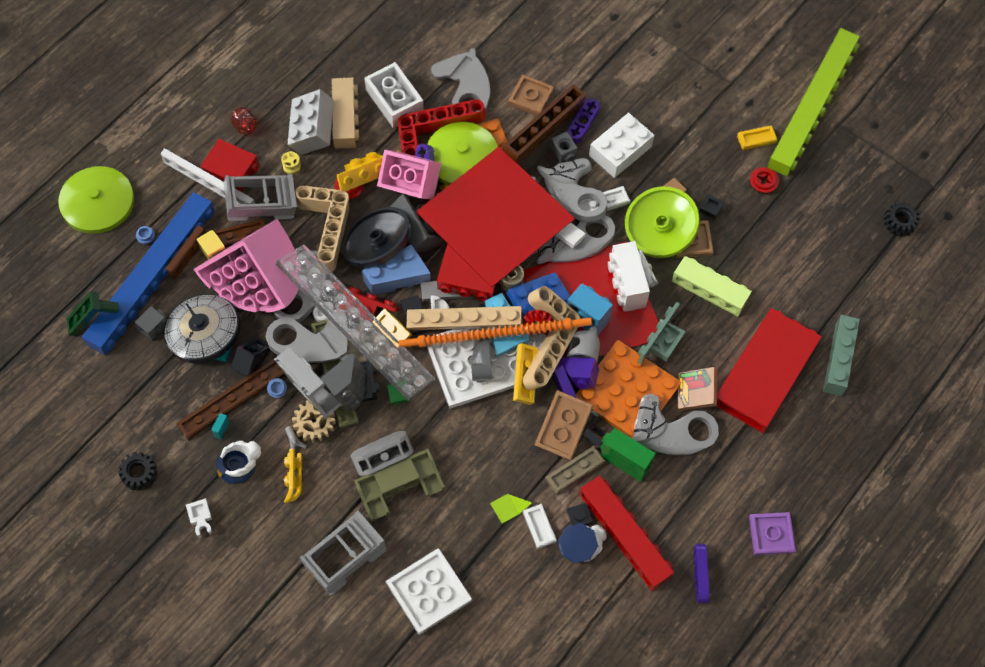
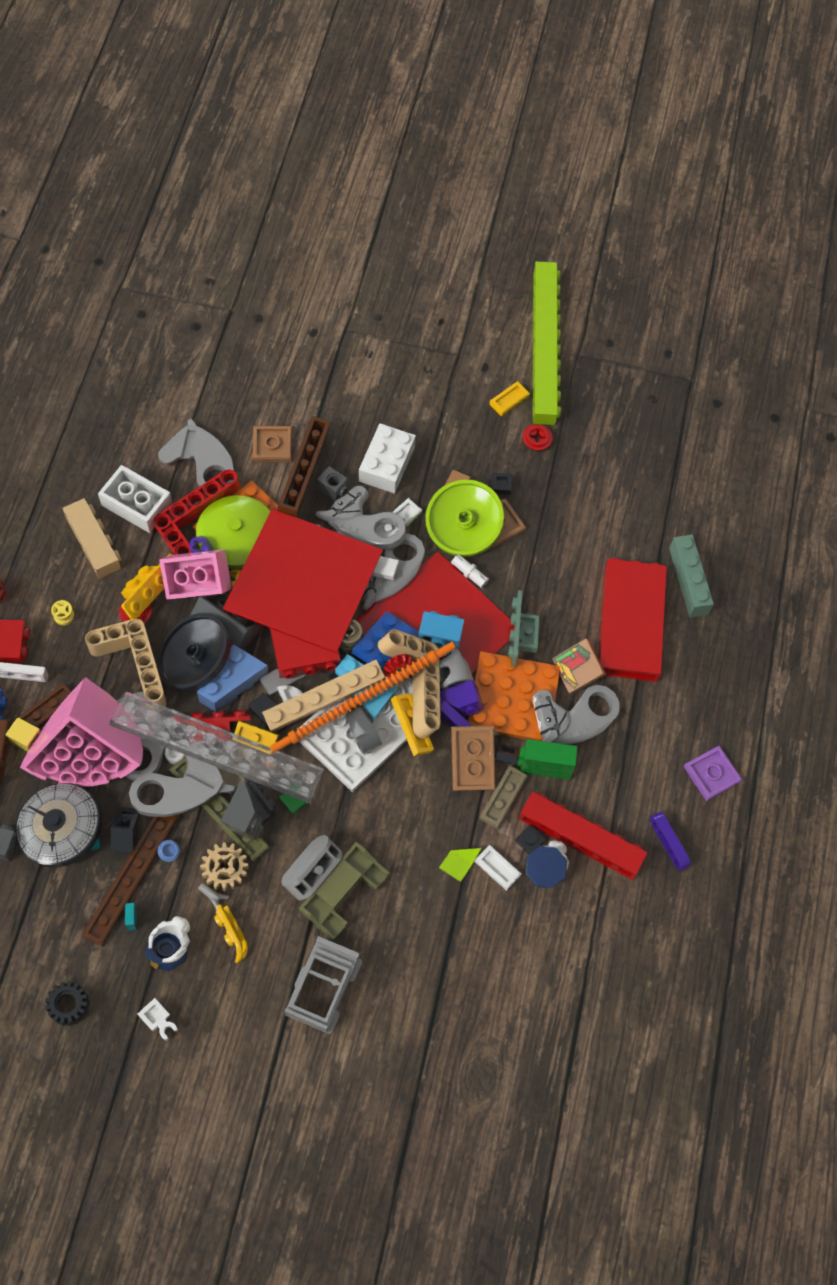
camera: 30 degrees left, 0 degrees up
(282, 210) = (75, 646): light grey piece -> none
(307, 382) = (201, 830): light grey piece -> none
(310, 122) = (63, 562): light grey brick -> none
(428, 591) = (425, 982): white plate -> none
(583, 113) = (337, 442): dark purple beam -> none
(628, 276) = (461, 585): white brick -> none
(711, 286) = (541, 560): yellowish green brick -> none
(905, 210) = (681, 414): black tyre -> none

